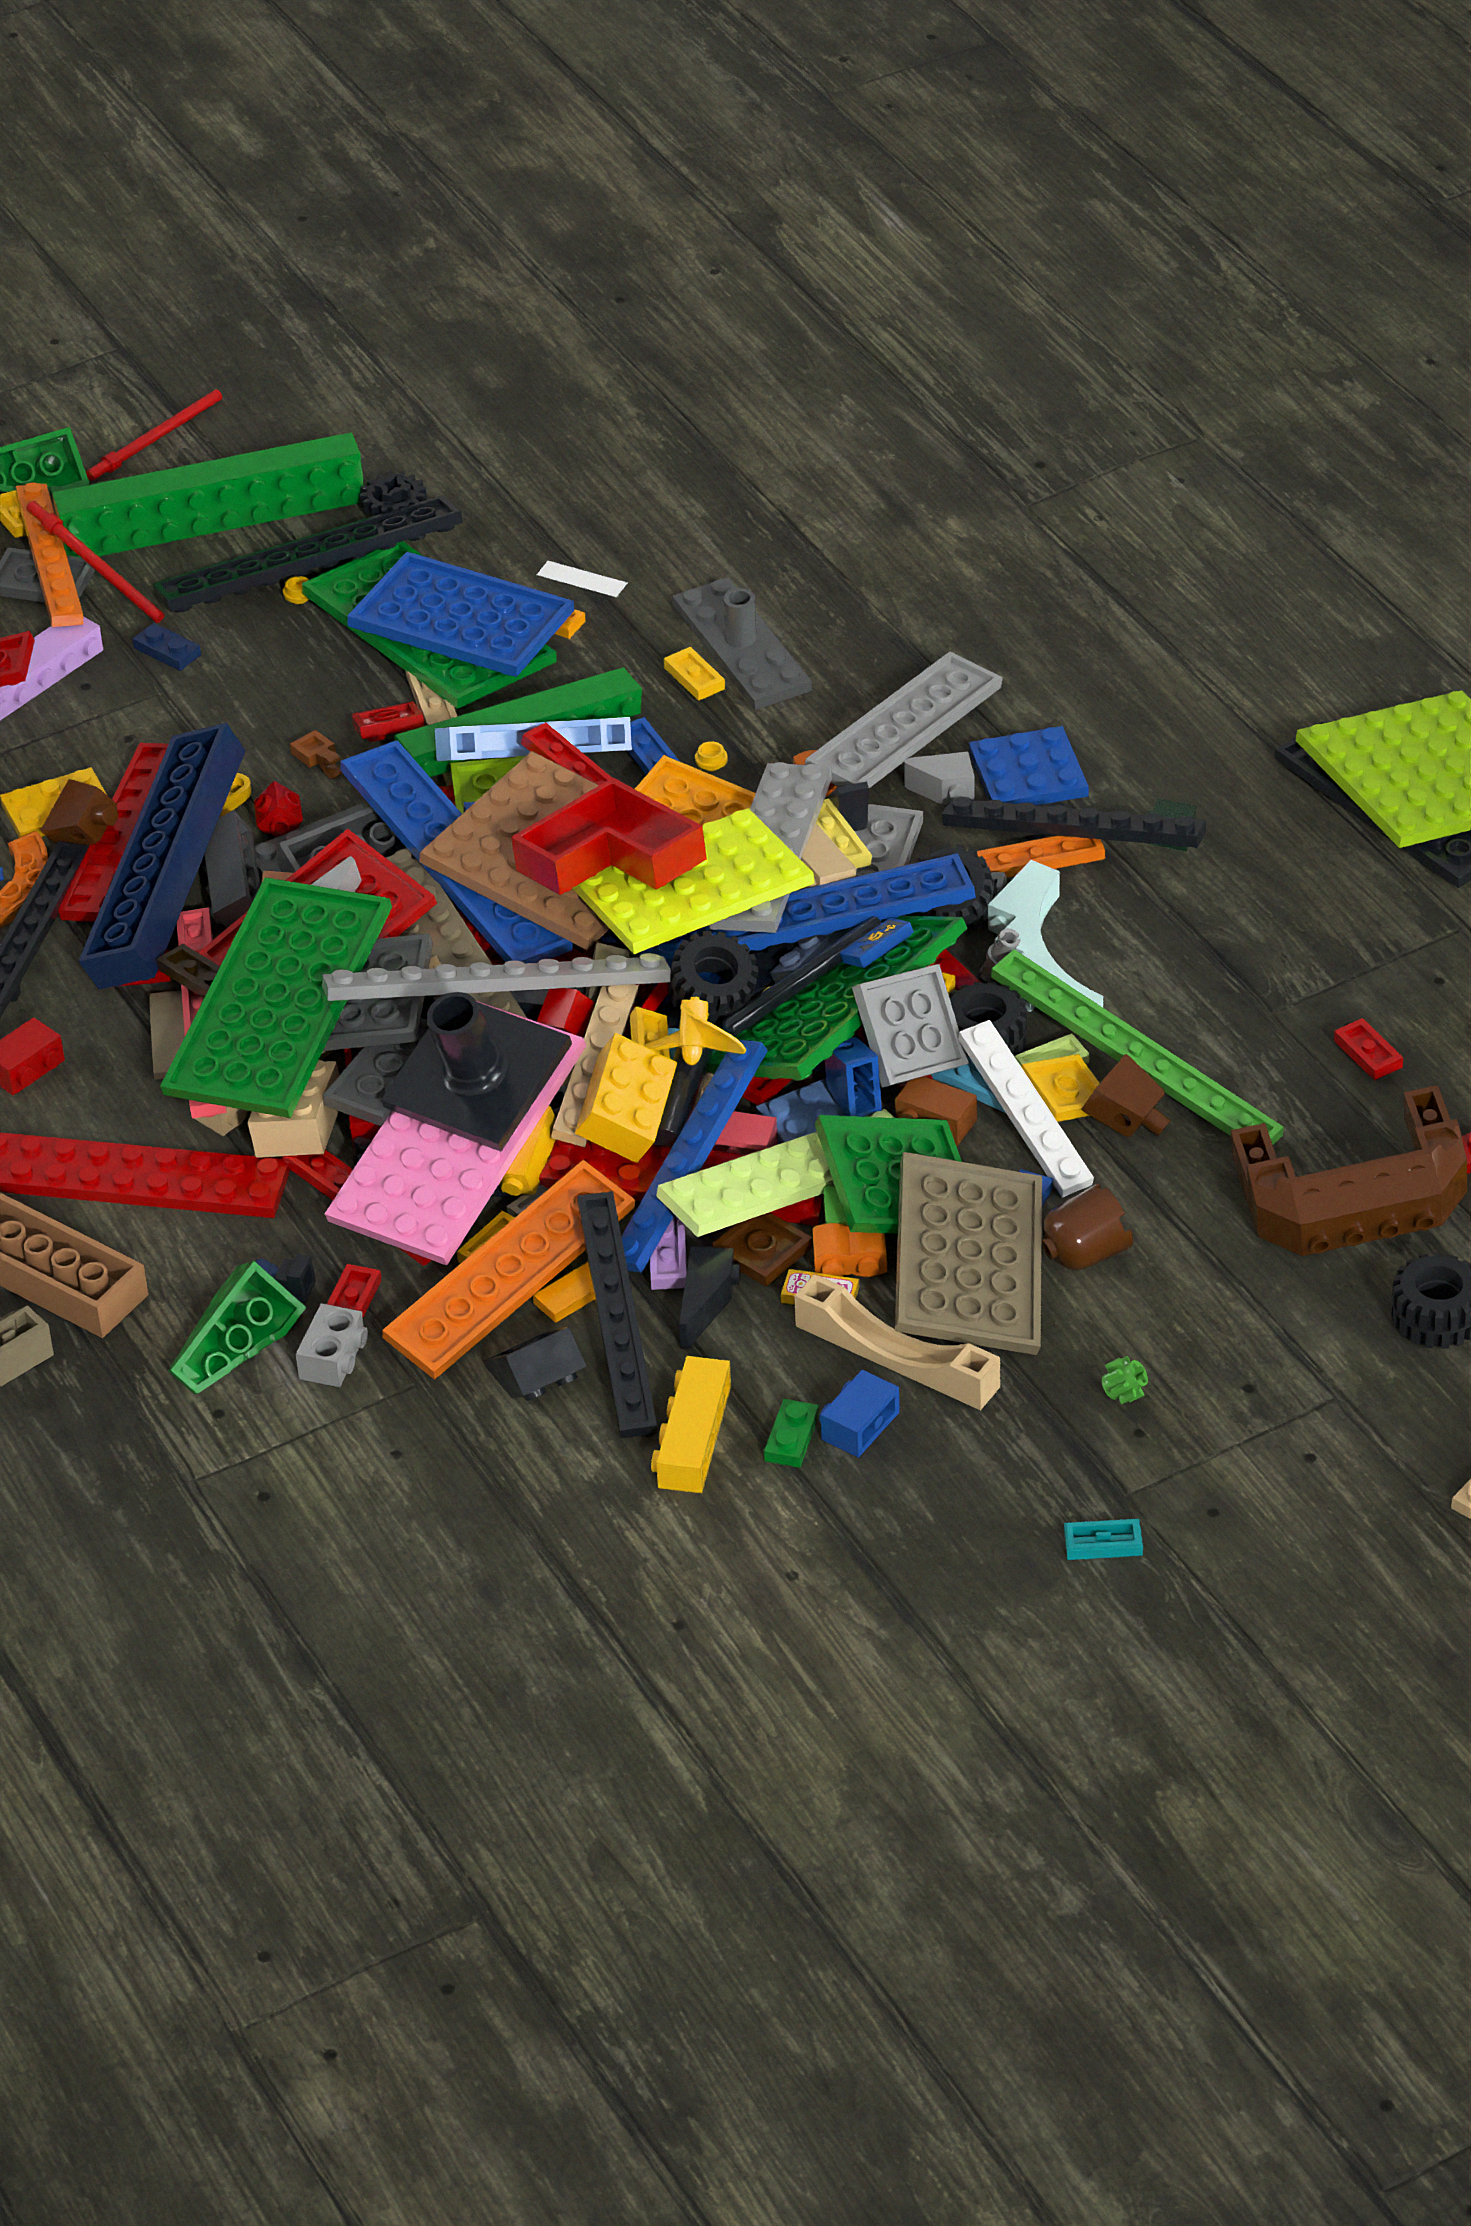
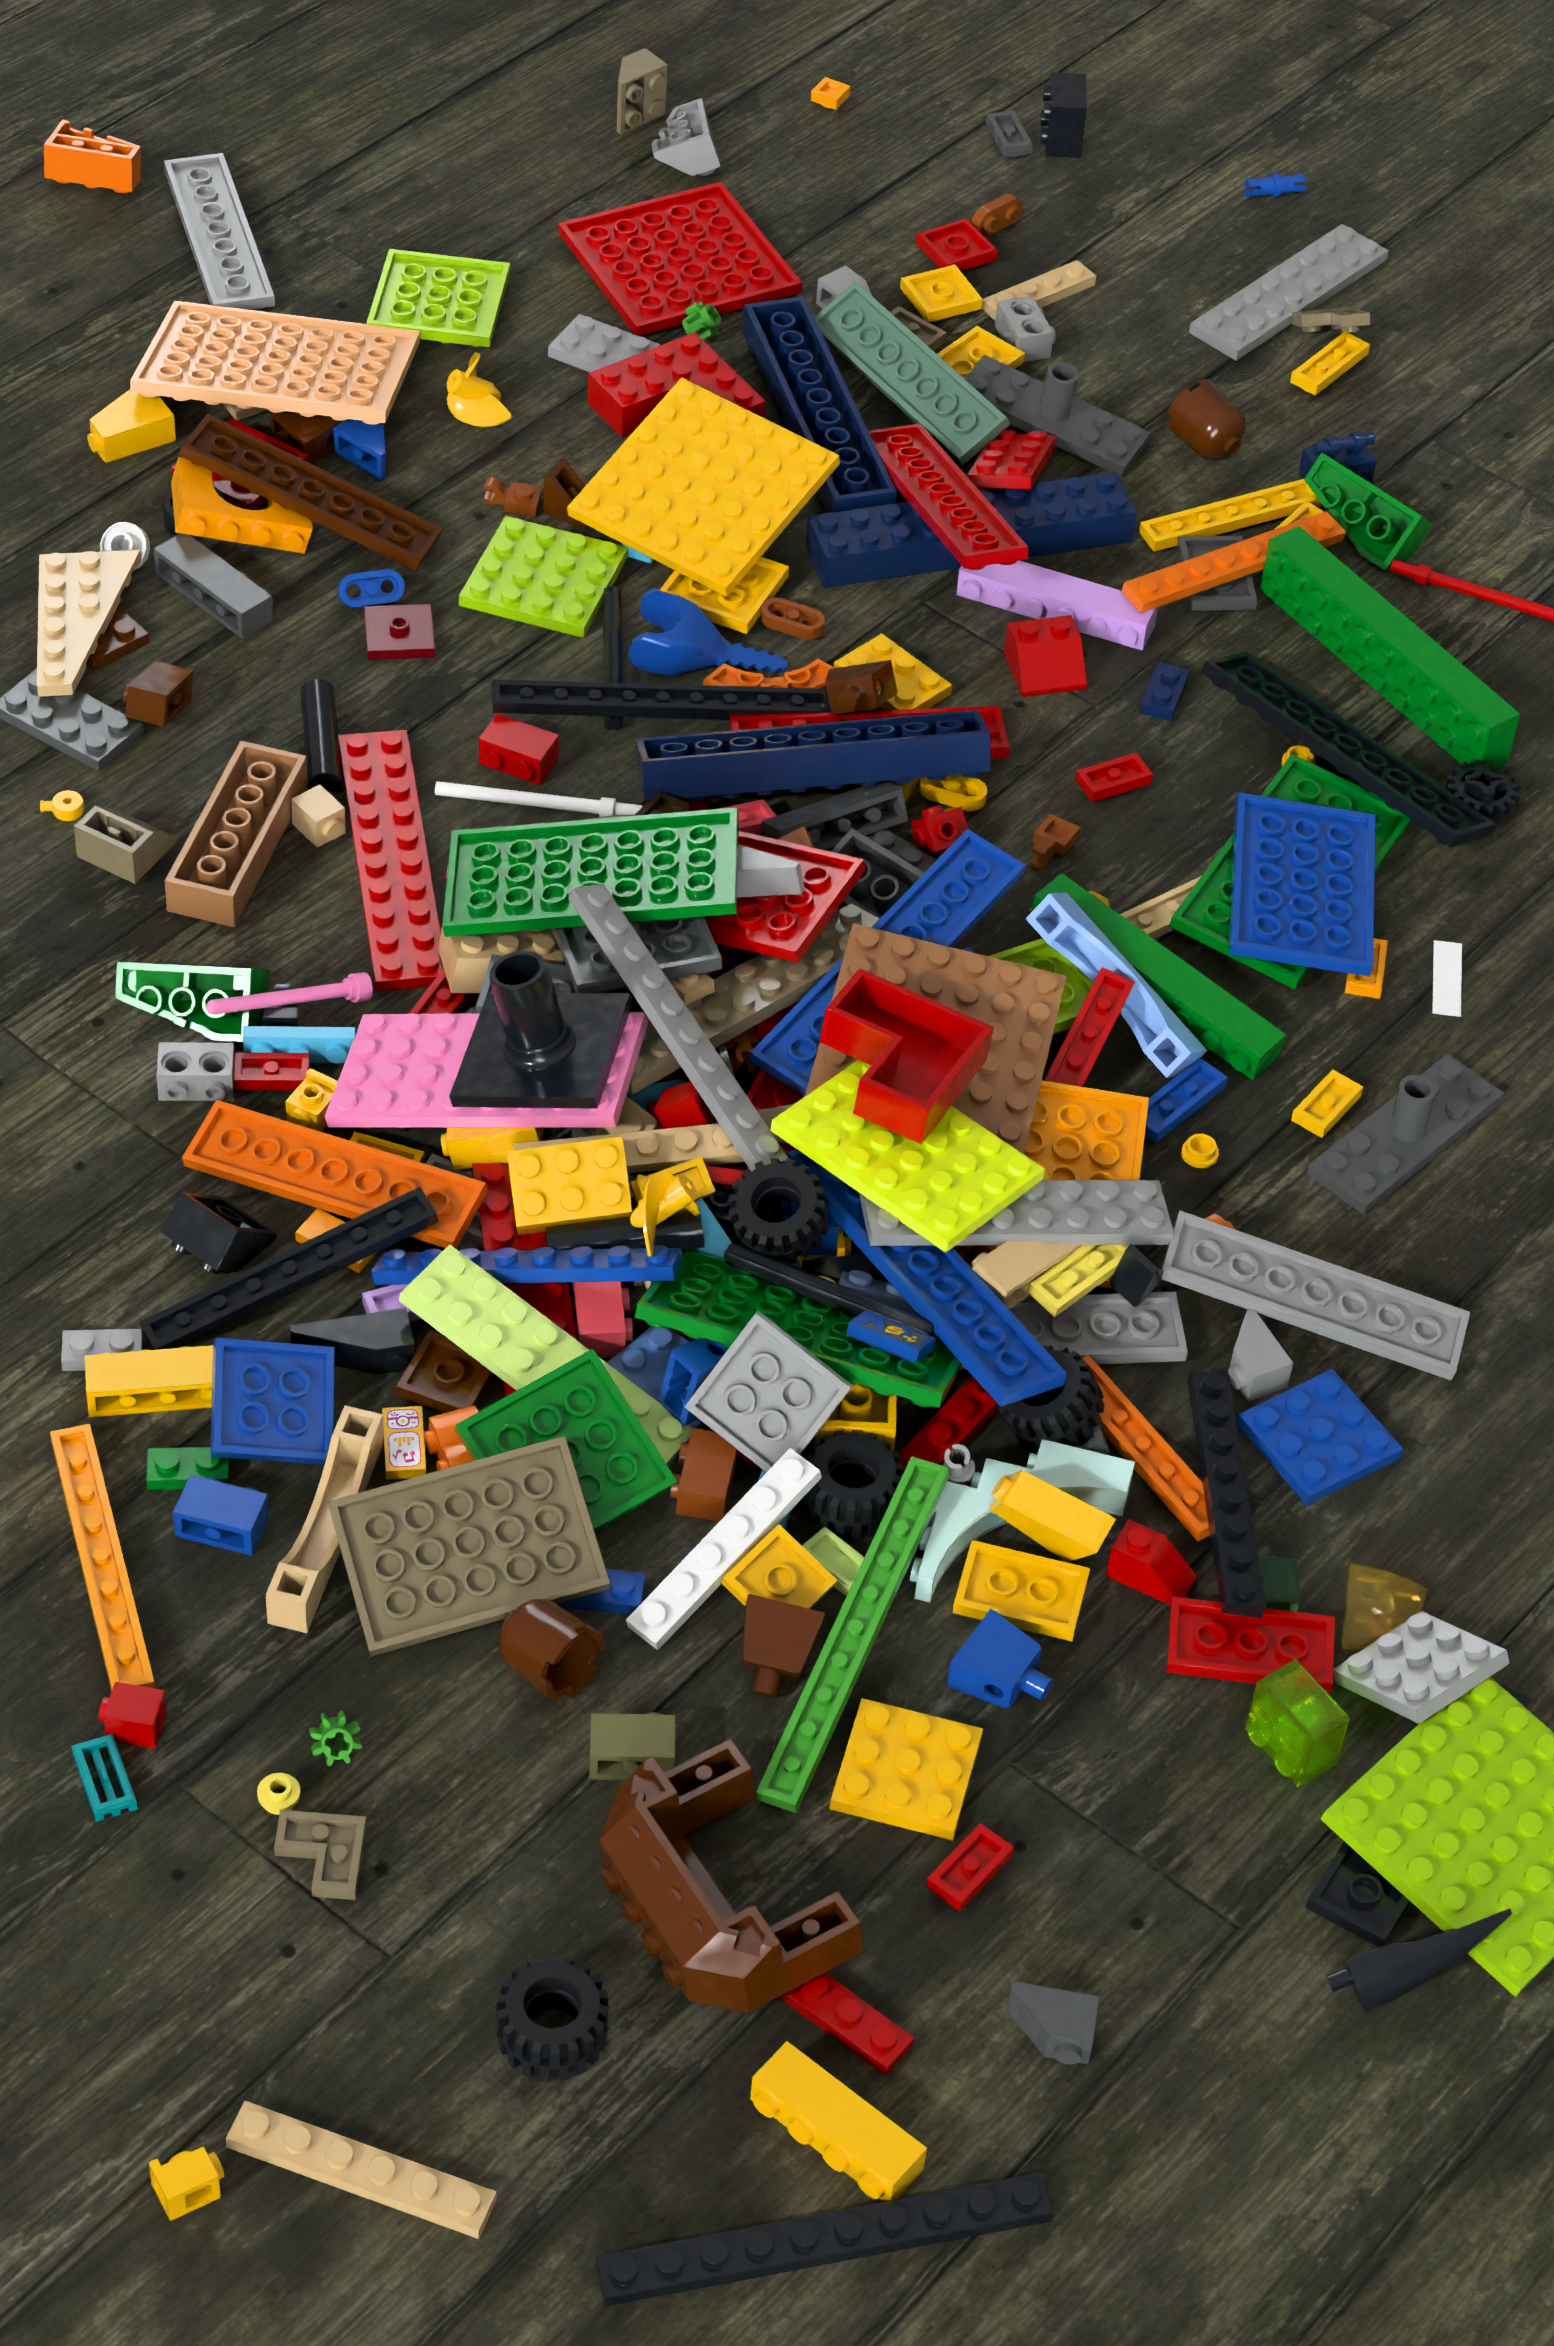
camera: 65 degrees right, 5 degrees up
(44, 1198) = (318, 816): none -> tan brick
(54, 526) = (1258, 546): red bar -> none
(90, 701) = (1045, 656): none -> red slope
(124, 1020) = (603, 807): none -> white bar
(261, 699) = (1114, 777): none -> red plate
(276, 1222) = (355, 987): none -> bright pink piece
(337, 1255) = (321, 1043): none -> medium azure plate
(396, 718) = (1117, 875): red plate -> none
(405, 1273) = (310, 1101): none -> yellow brick
(631, 1468) = (92, 1342): none -> light grey plate
(761, 1348) = (272, 1401): none -> blue plate
(875, 1500) = (101, 1557): none -> light orange plate
(1053, 1502) = (134, 1714): none -> red brick
(1077, 910) = (1050, 1516): none -> yellow slope
(1120, 887) = (1149, 1564): none -> red slope
(1121, 960) = (1023, 1588): none -> yellow plate
(1160, 1431) = (273, 1801): none -> light yellow plate
(1185, 988) = (998, 1664): none -> blue torso
(1192, 1209) = (626, 1740): none -> olive brick
(1204, 777) = (1377, 1604): none -> clear yellow brick
(1222, 855) = (1246, 1647): none -> red plate
(1227, 1402) = (330, 1839): none -> dark tan plate
(1265, 1064) = (906, 1769): none -> yellow plate
(1279, 763) = (1420, 1667): none -> light grey plate
(1310, 837) = (1296, 1723): none -> clear neon green brick

